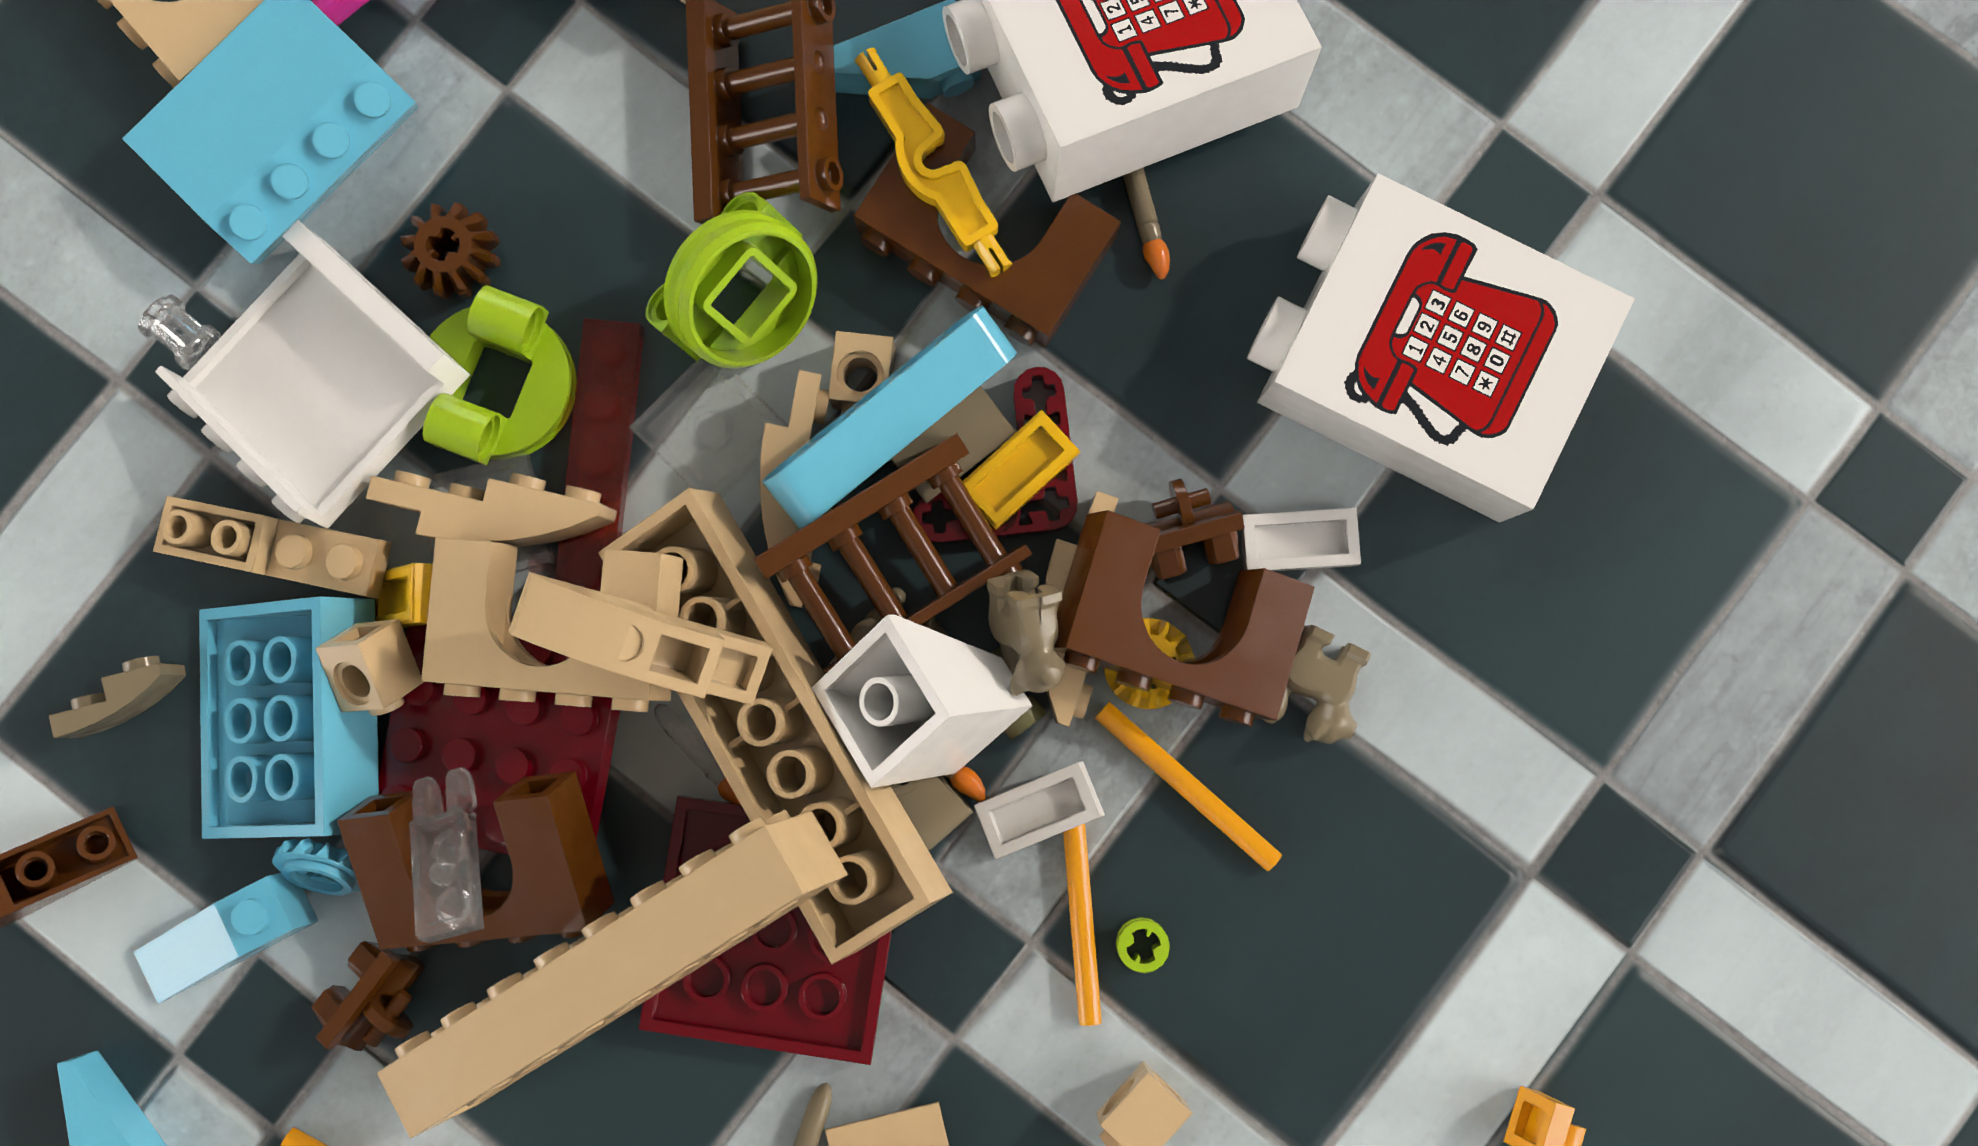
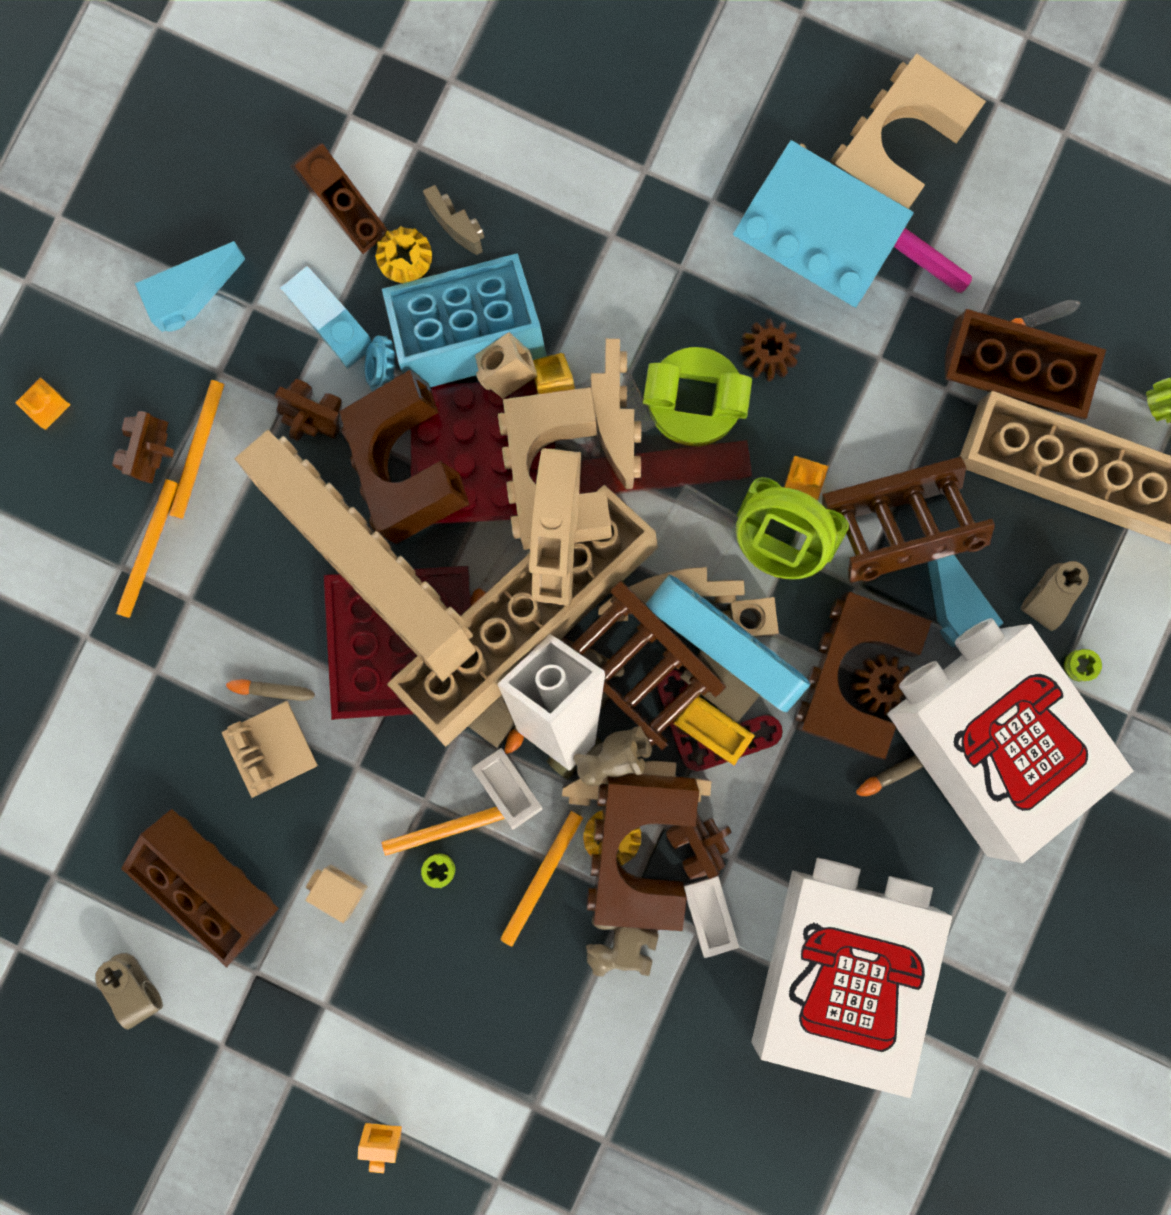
camera: 75 degrees right, 0 degrees up
(154, 327) = (683, 188): clear bush -> none
(176, 804) = (399, 269): none -> yellow gear
(272, 547) = (564, 289): tan slope -> none
(316, 383) = (669, 290): white panel -> none
(445, 858) = (400, 438): clear hinge -> none
(658, 240) = (806, 476): none -> light orange tile
(946, 188) = (879, 646): yellow piece -> none
(1019, 185) = (871, 680): none -> reddish brown gear

